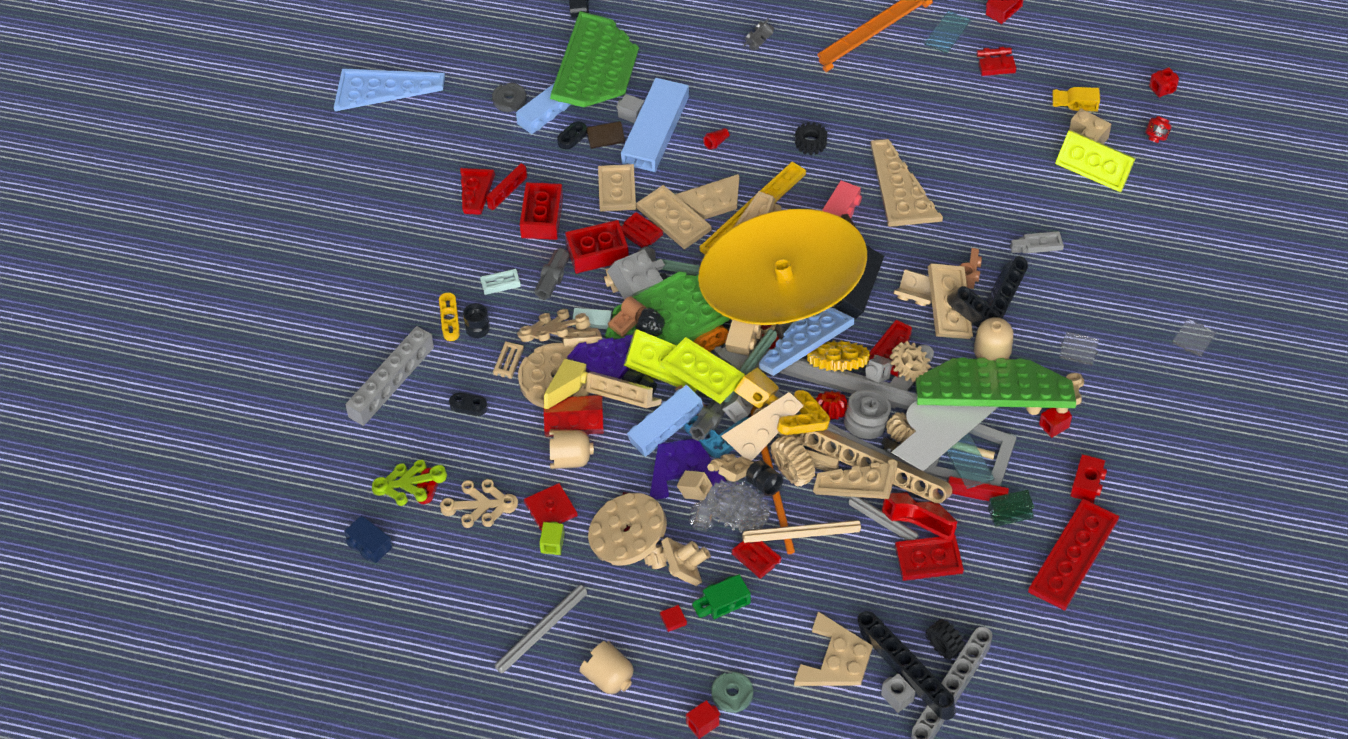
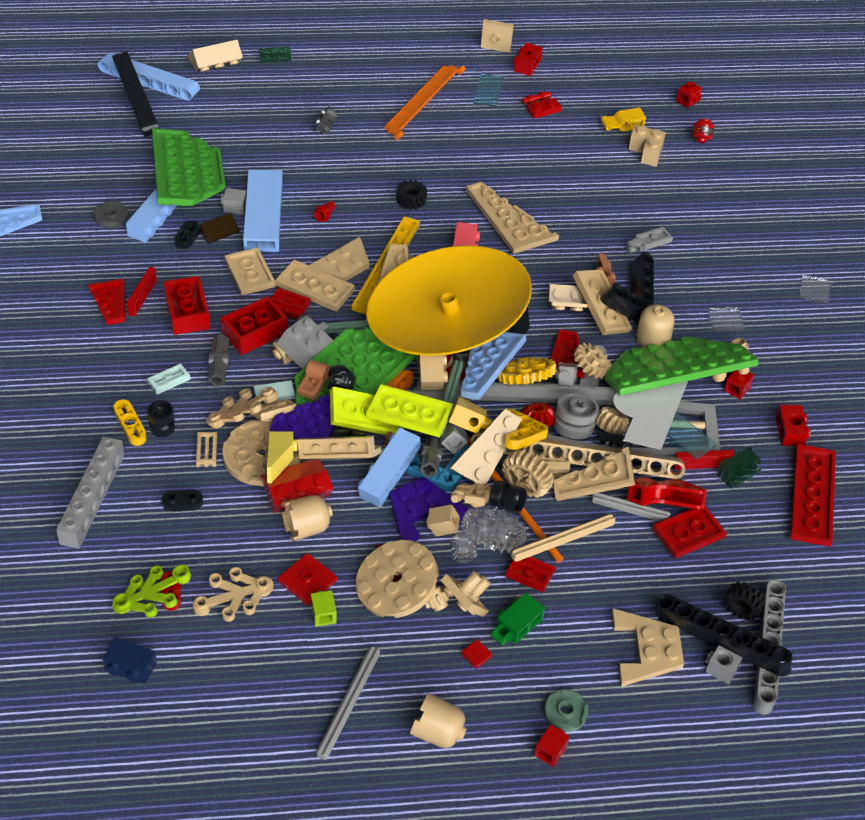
camera: 25 degrees left, 5 degrees down
(1095, 160) = (666, 164): neon yellow plate -> none

